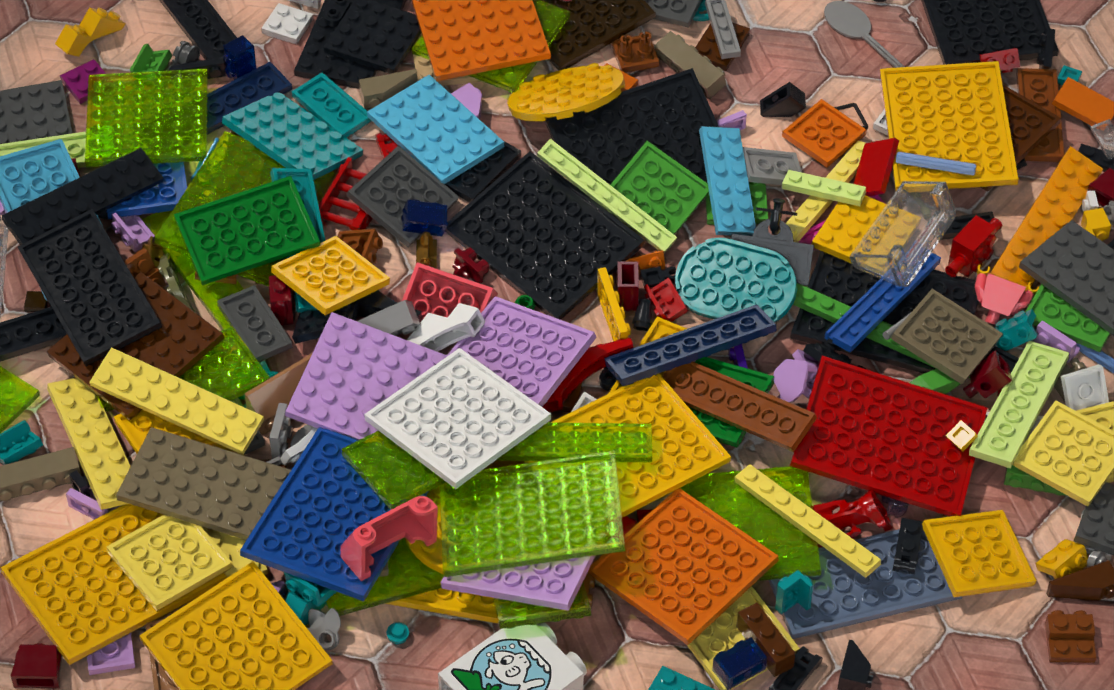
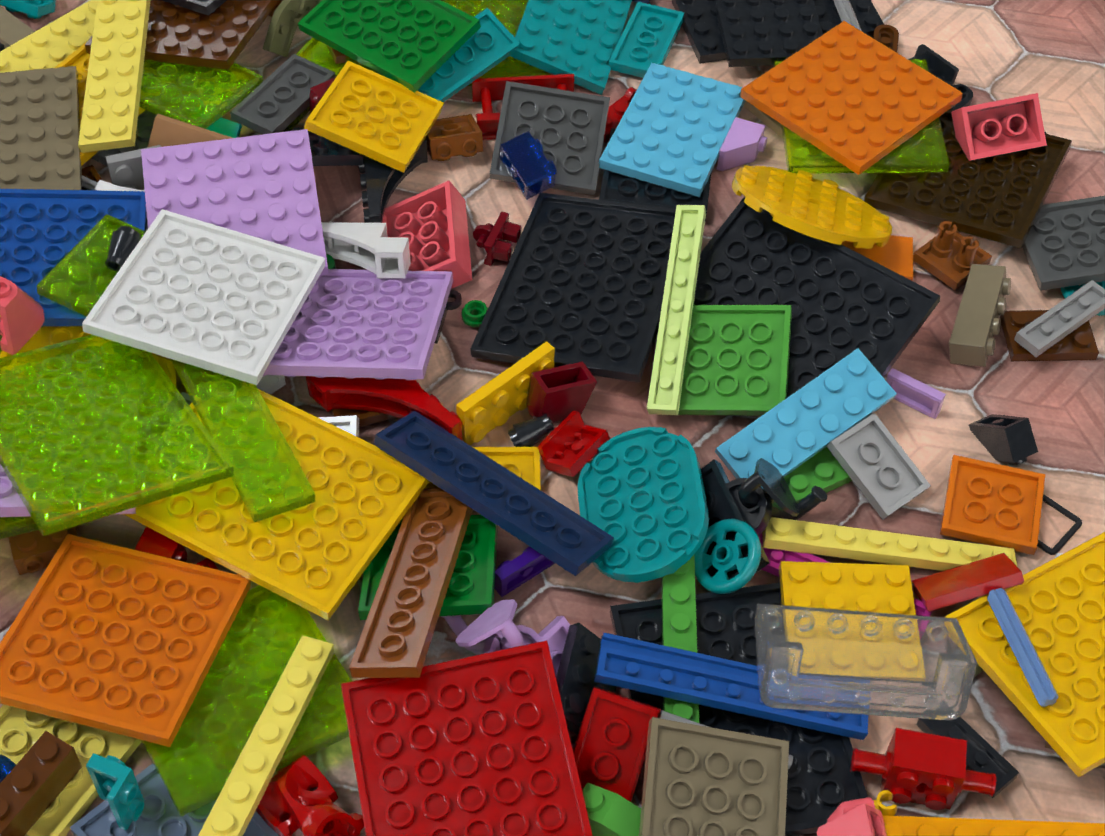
camera: 60 degrees right, 0 degrees up
(380, 88) = (700, 61): dark tan slope -> none
(388, 446) = (121, 246): none -> black cone
(394, 319) = (345, 194): light grey brick -> none
(426, 250) = (490, 199): pearl gold hinge -> none
(649, 260) = (620, 401): orange hinge -> none
(655, 275) = (606, 418): black plate -> none
(812, 254) = (734, 559): none -> teal plate
(824, 187) = (881, 536): yellowish green plate -> none
(884, 358) = (613, 742): none -> red tile

